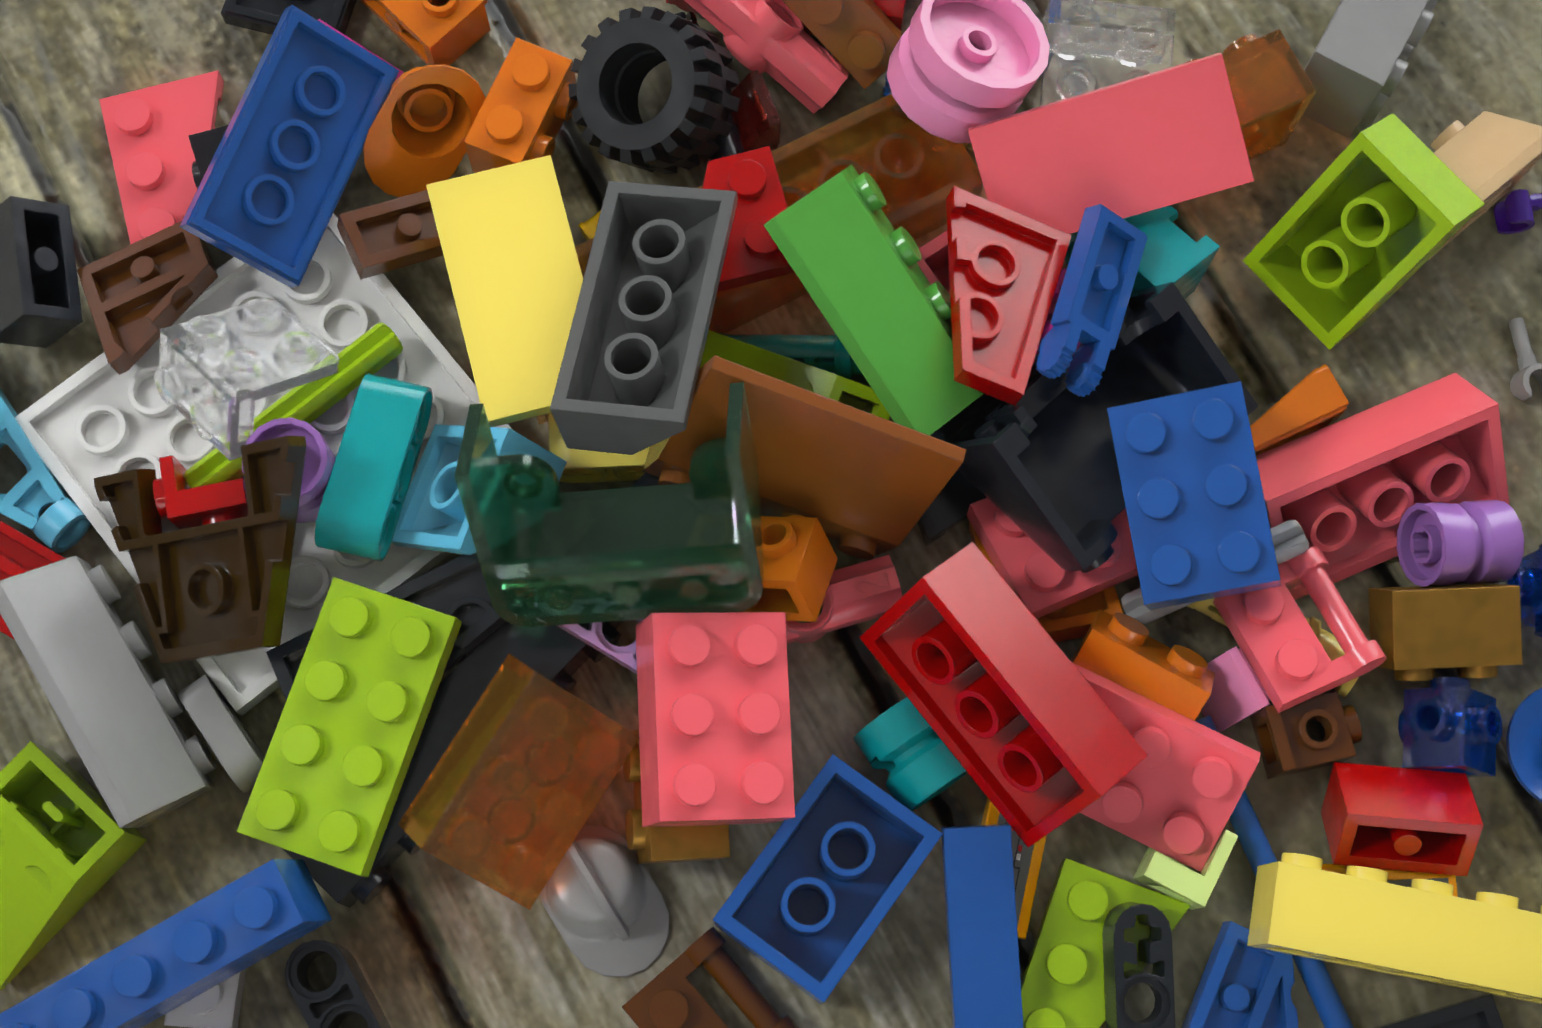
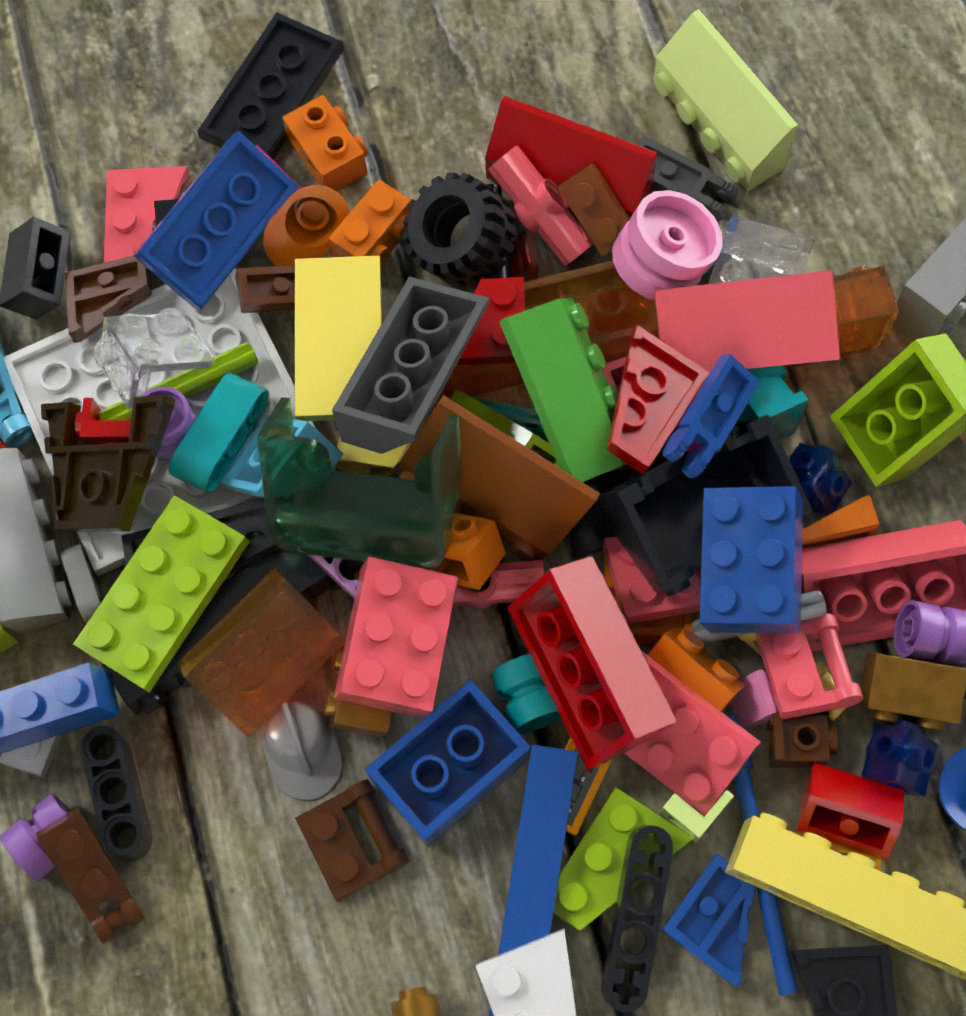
camera: 20 degrees right, 5 degrees down
(1253, 349) = (820, 476): none -> clear blue brick

